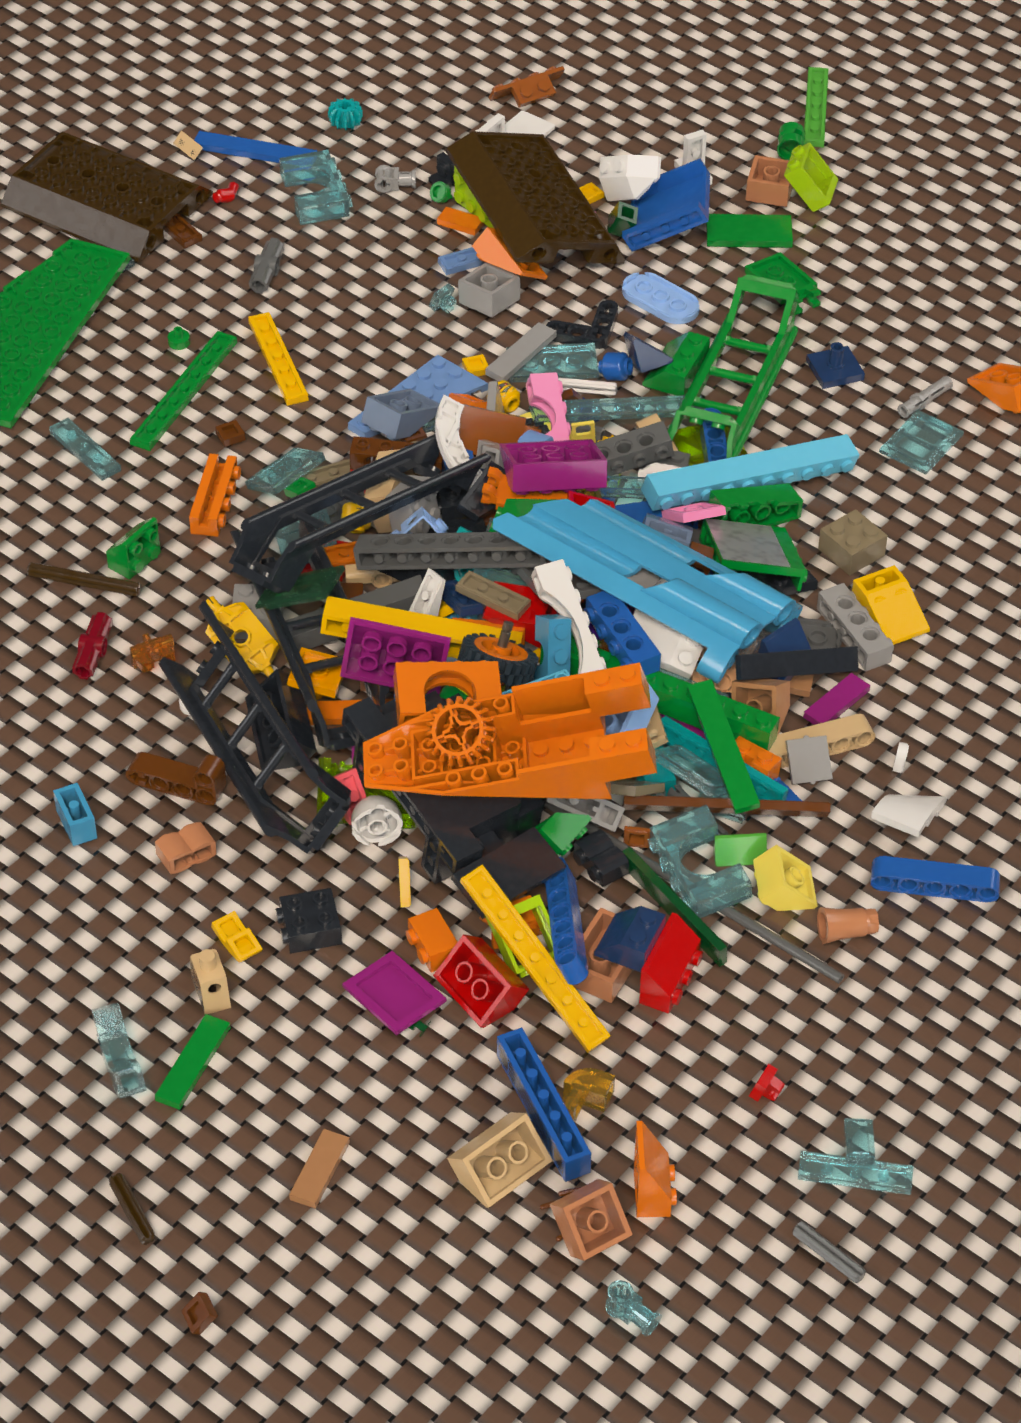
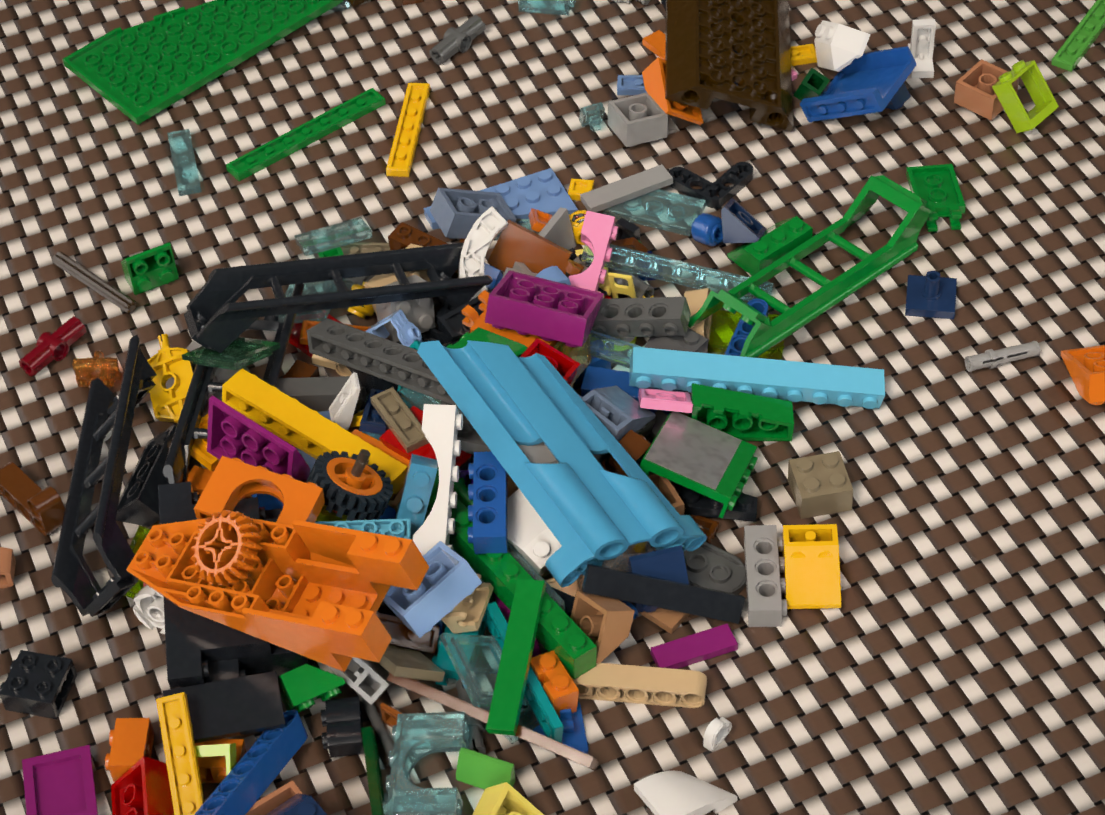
camera: 30 degrees right, 0 degrees up
(178, 338) = (335, 85): green tile -> none
(214, 495) = (257, 236): orange brick -> none
(230, 433) = (313, 186): reddish brown plate -> none
(404, 881) = (149, 676): yellow tile -> none
(440, 192) = (659, 15): green tile -> none
(589, 386) = (664, 239): axle -> none
(661, 298) = (803, 175): light blue tile -> none
(749, 230) = (936, 133): green tile -> none
(790, 136) = (1038, 49): green wheel -> none
(809, 759) = (616, 701): light grey piece -> none
(921, 442) = (970, 402): clear light blue piece -> none

